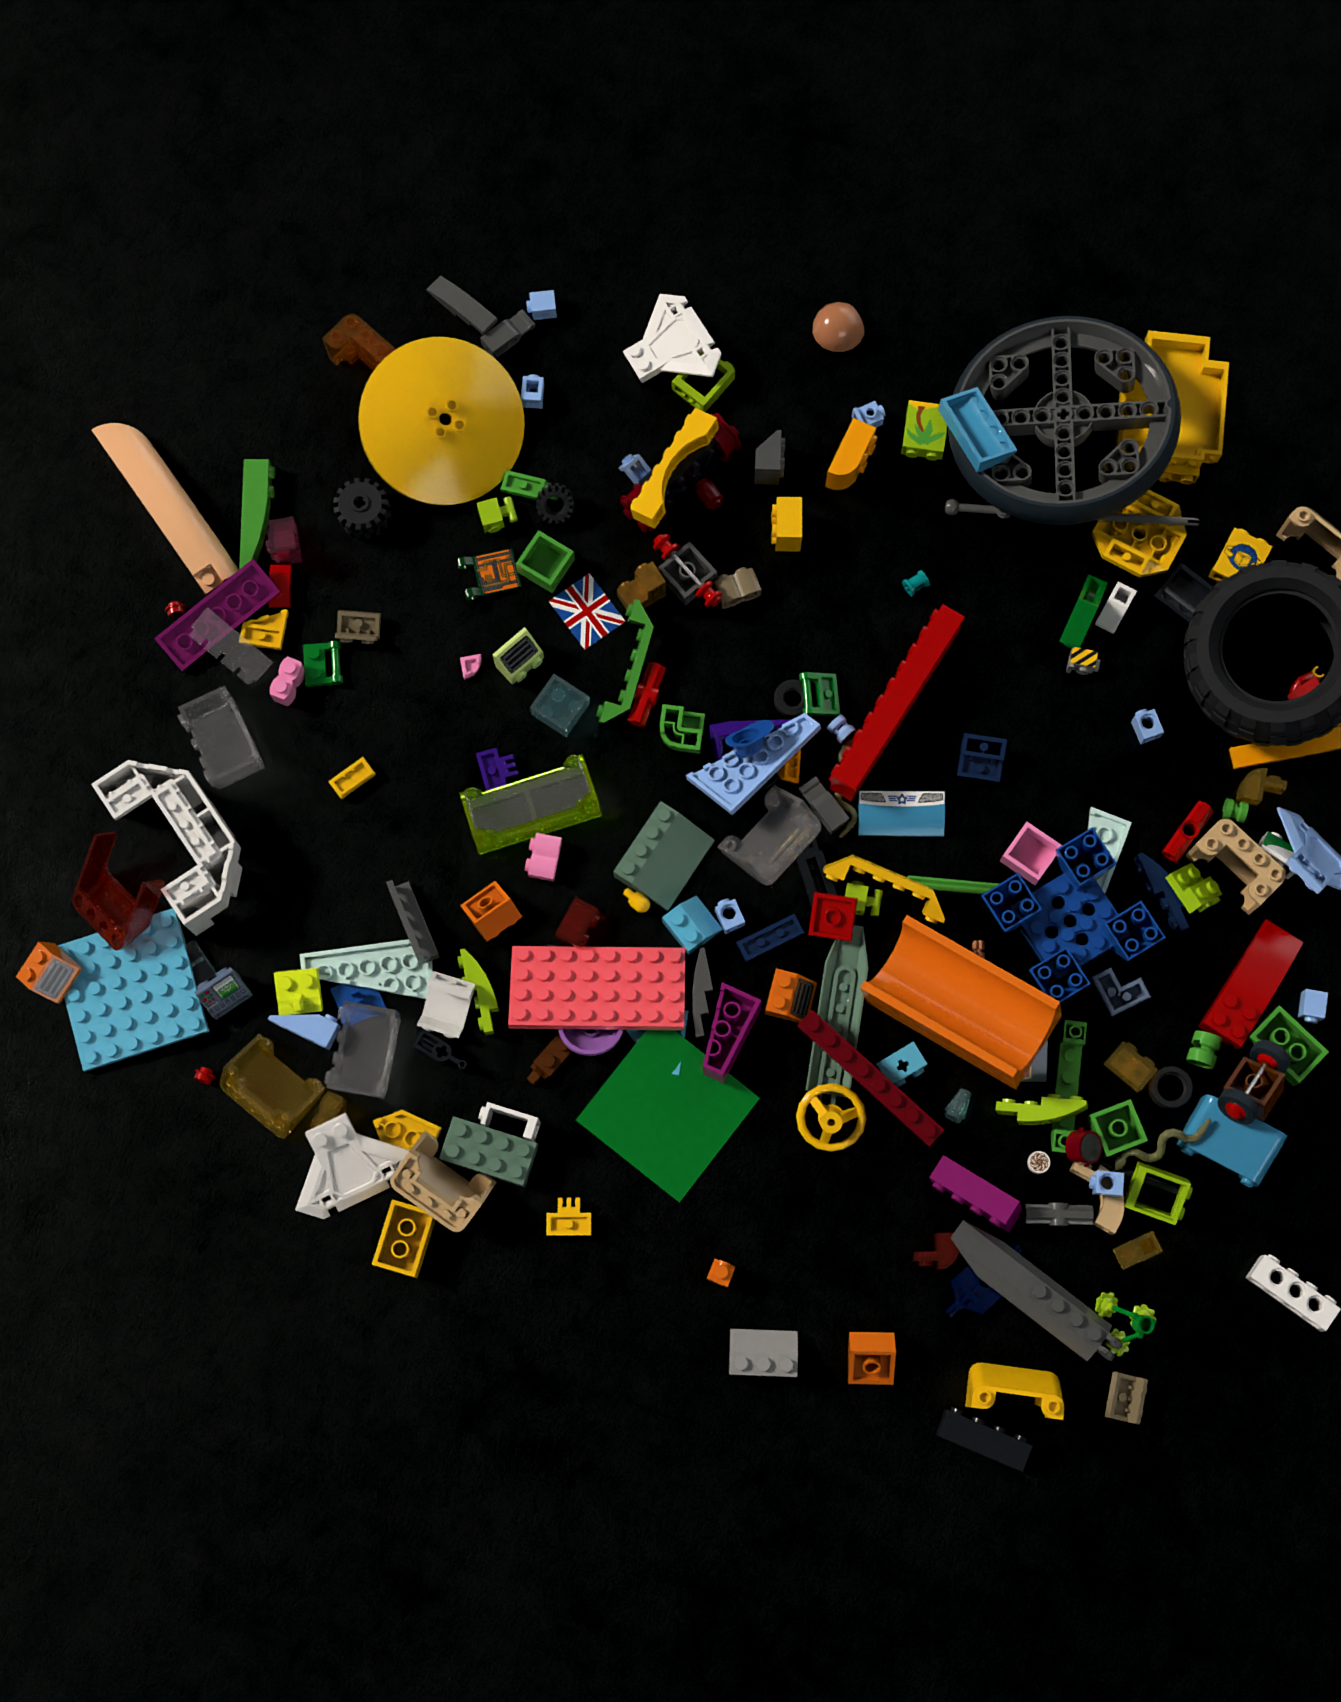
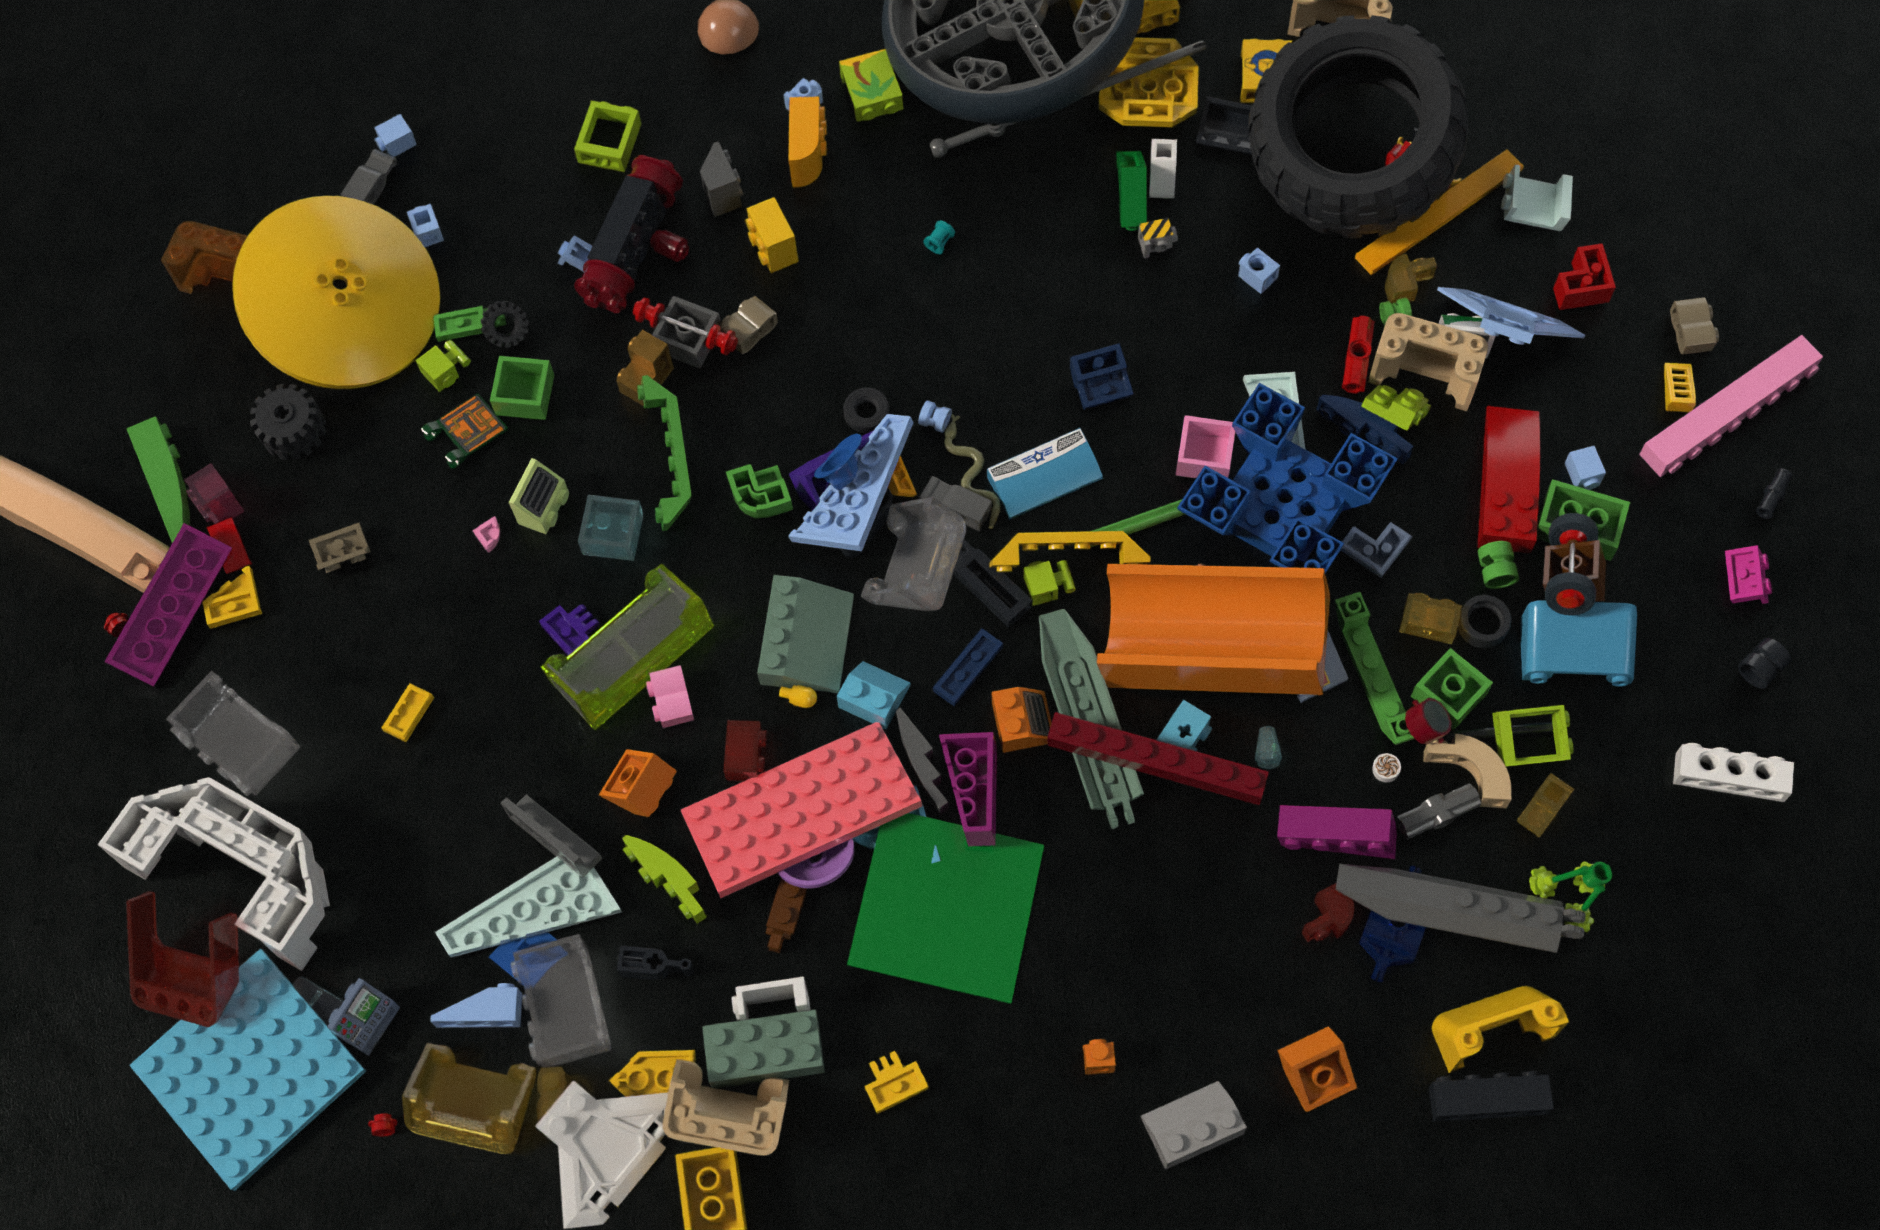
camera: 25 degrees left, 10 degrees down
(49, 971) = (138, 1091): orange slope -> none
(228, 641) = (205, 631): clear windscreen -> none
(285, 685) = (284, 641): bright pink brick -> none
(298, 991) = (453, 974): neon yellow hinge -> none
(315, 664) = (309, 611): green plate -> none
(446, 1005) = (635, 906): white panel -> none
(462, 304) = (305, 171): dark grey slope -> none
(587, 611) = (593, 422): sticker -> none
(646, 694) = (702, 476): red piece -> none
(673, 342) = (557, 111): white plate -> none
(696, 433) = (627, 180): yellow arch -> none
(729, 924) = (912, 674): light blue brick -> none
(826, 694) = (899, 388): green plate -> none
(831, 1117) = (1135, 825): yellow piece -> none
(833, 916) = (1026, 609): red tile -> none
(896, 702) = (979, 361): red brick -> none
(976, 429) = (926, 50): dark azure slope -> none
(1051, 1110) = (1371, 703): lime slope -> none
(1116, 1179) = (1482, 739): light blue brick -> none
(1120, 1160) = (1474, 718): olive animal -> none
(1126, 1398) = (1620, 973): dark tan bracket -> none

